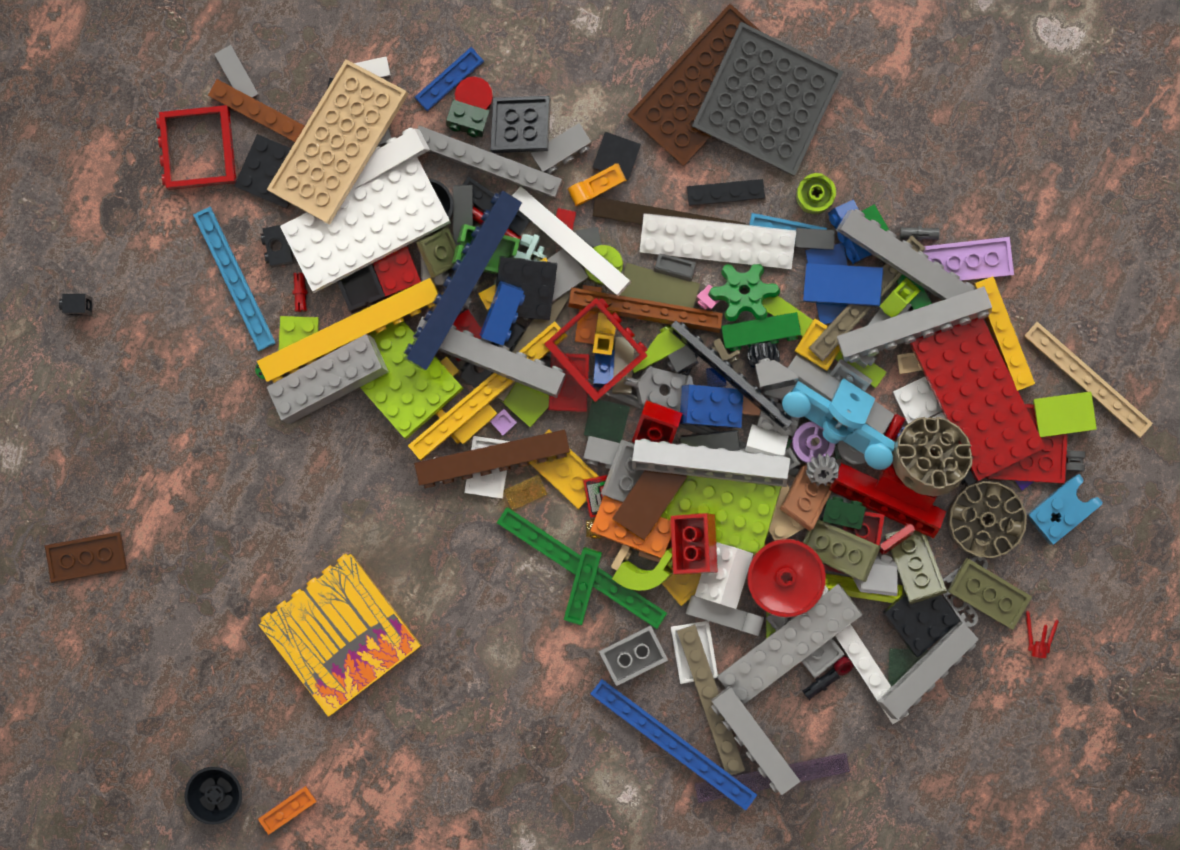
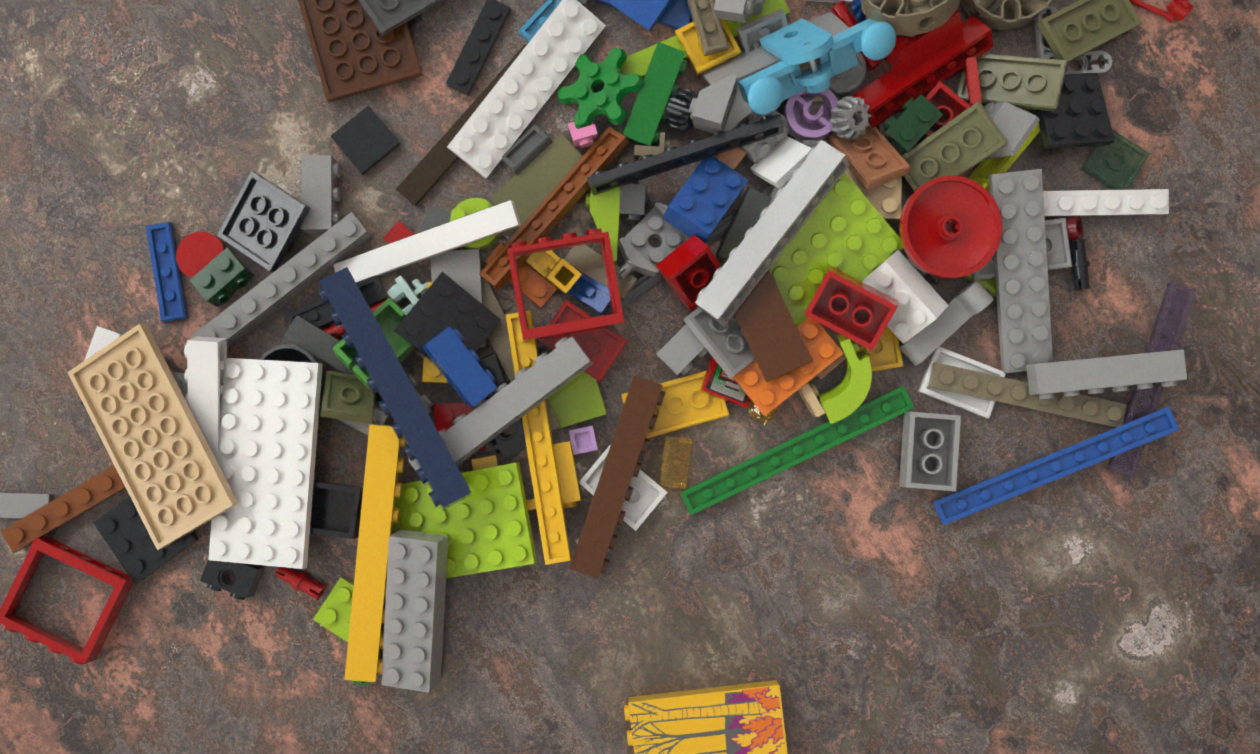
camera: 70 degrees left, 0 degrees up
(234, 279) = (240, 645): dark azure tile -> none
(396, 272) = (340, 458): red brick -> none
(582, 586) = (819, 460): green plate -> none
(596, 185) = (383, 179): light orange plate -> none
(606, 420) = (650, 325): clear green plate -> none
(714, 378) = (674, 179): clear blue tile -> none
(927, 671) = (1137, 139): light grey brick -> none

